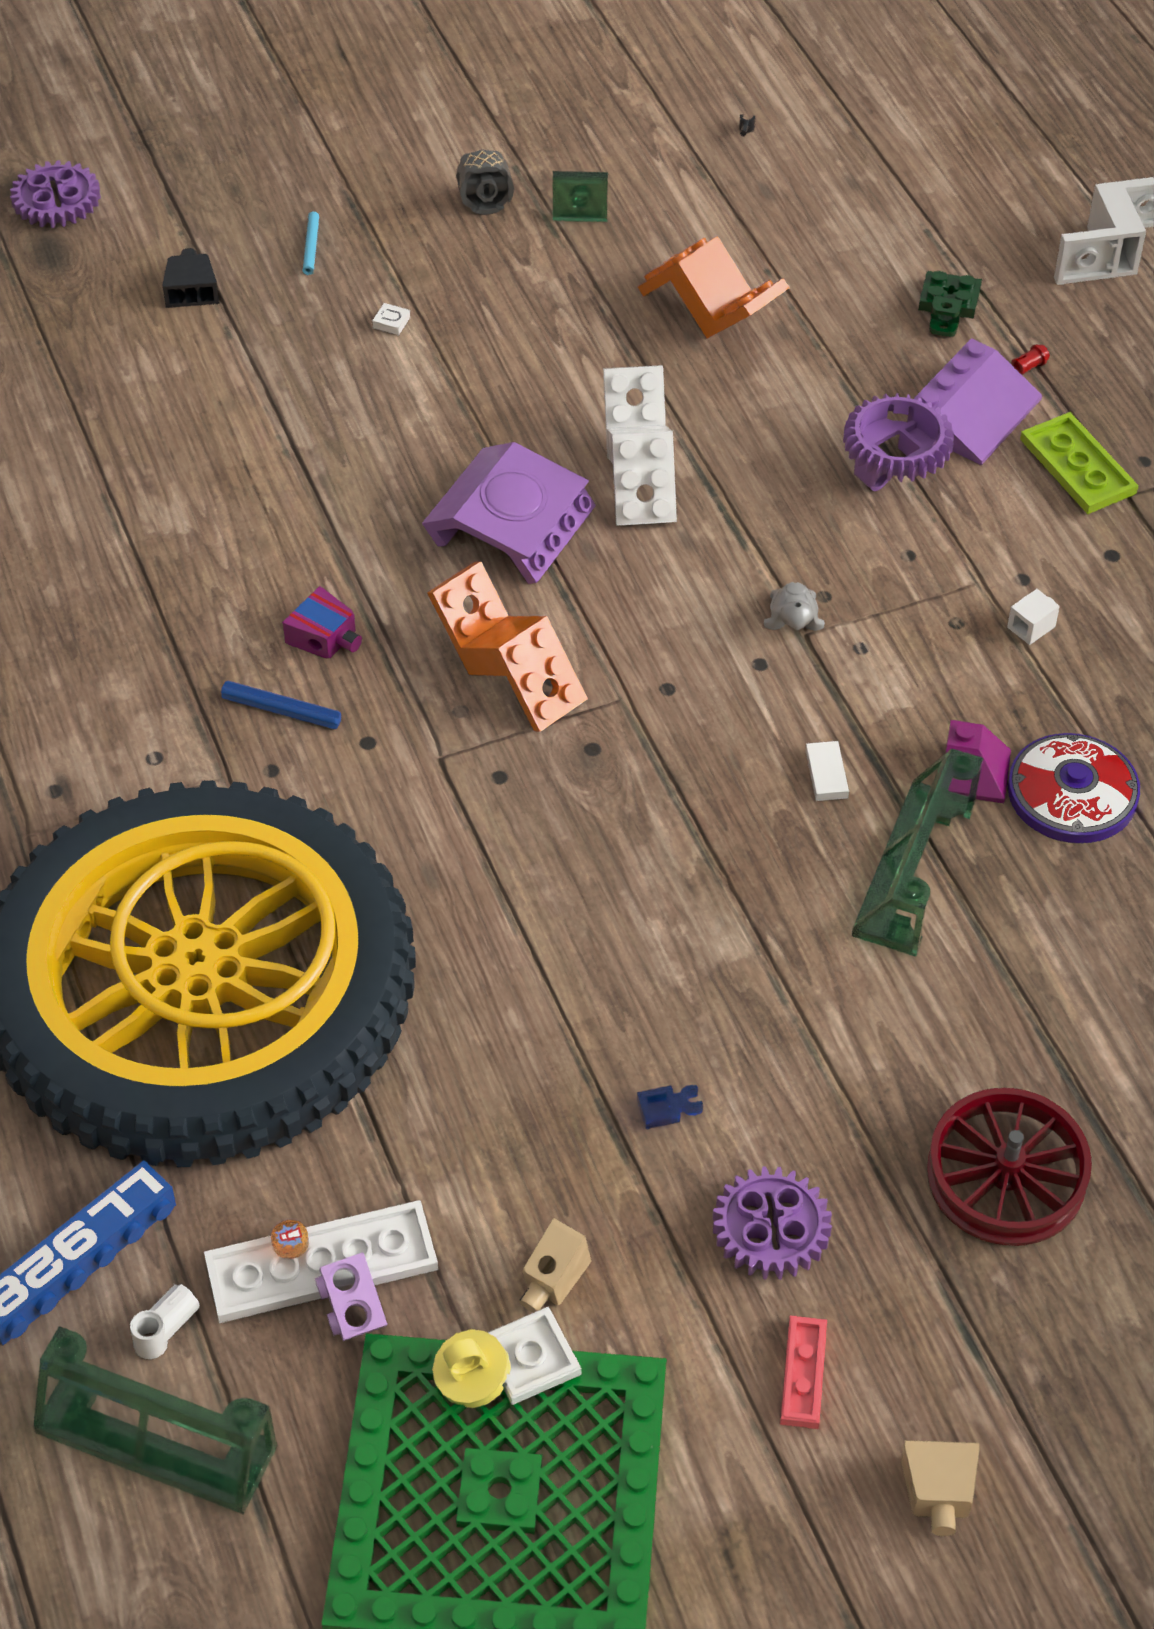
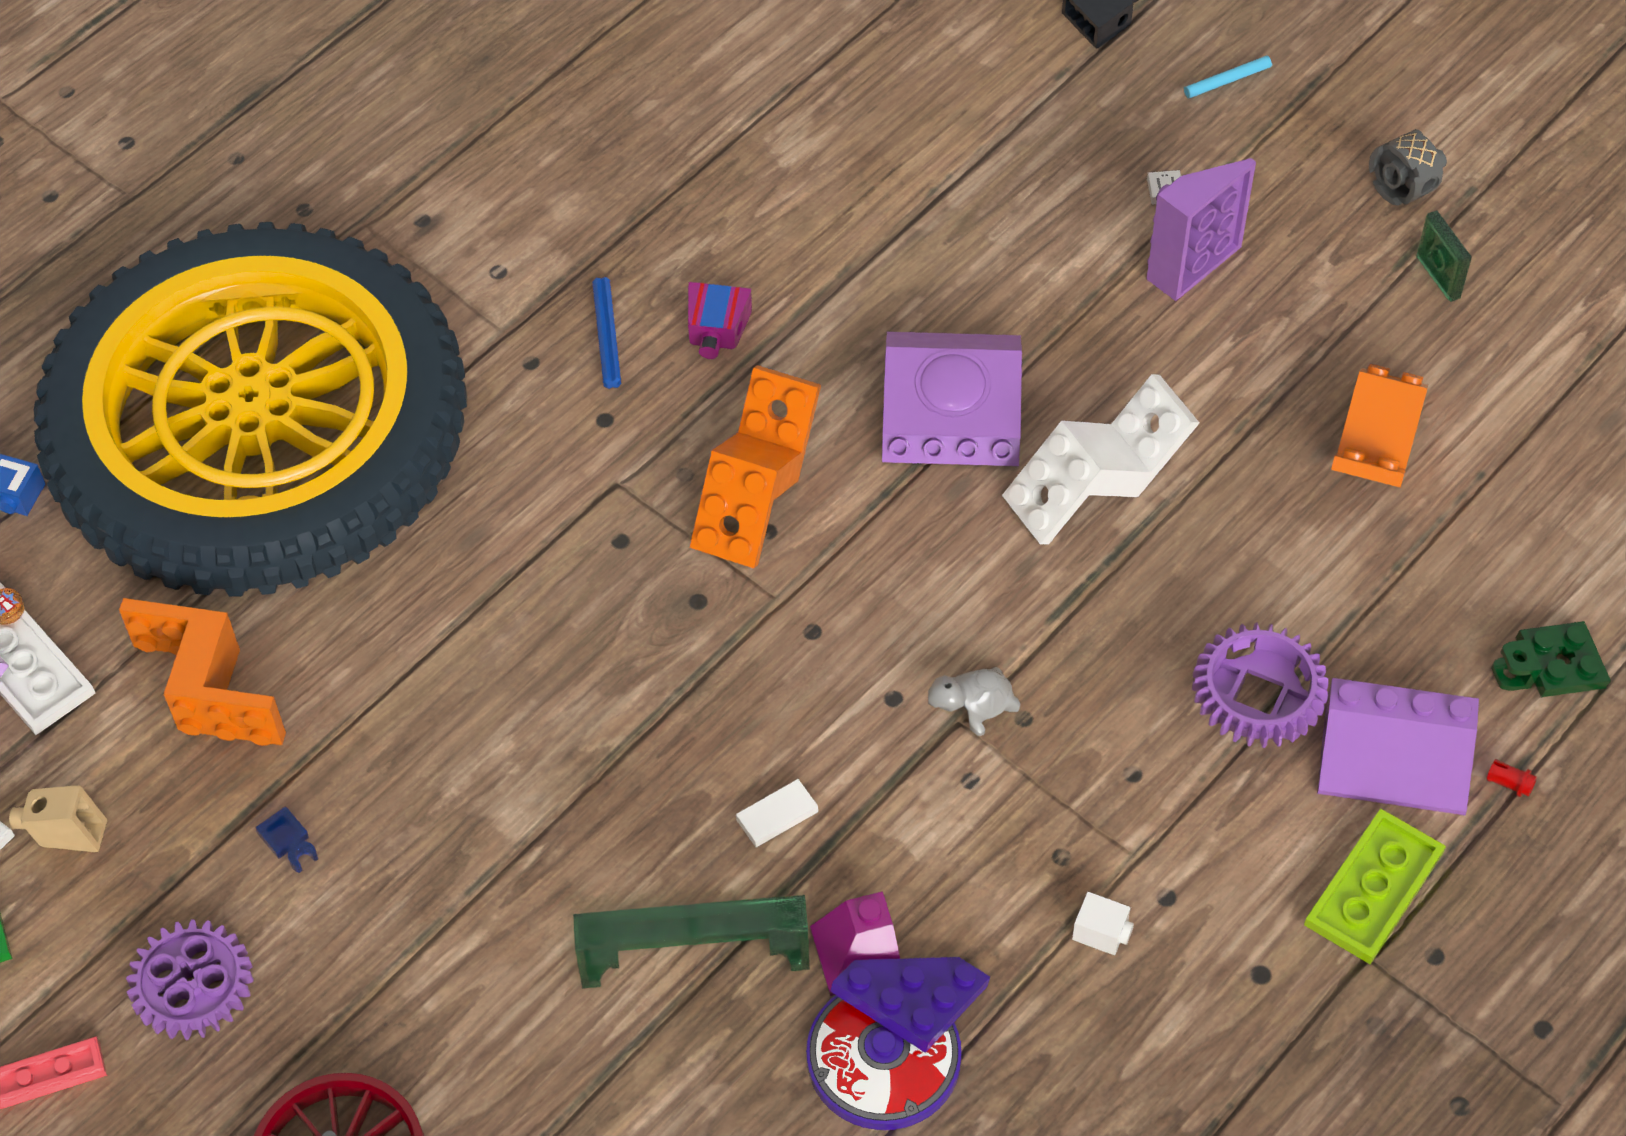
camera: 65 degrees right, 5 degrees up
(465, 1102) = (202, 672): none -> orange bracket
(476, 300) = (1198, 225): none -> medium lavender slope
(1042, 742) = (912, 994): none -> dark purple plate

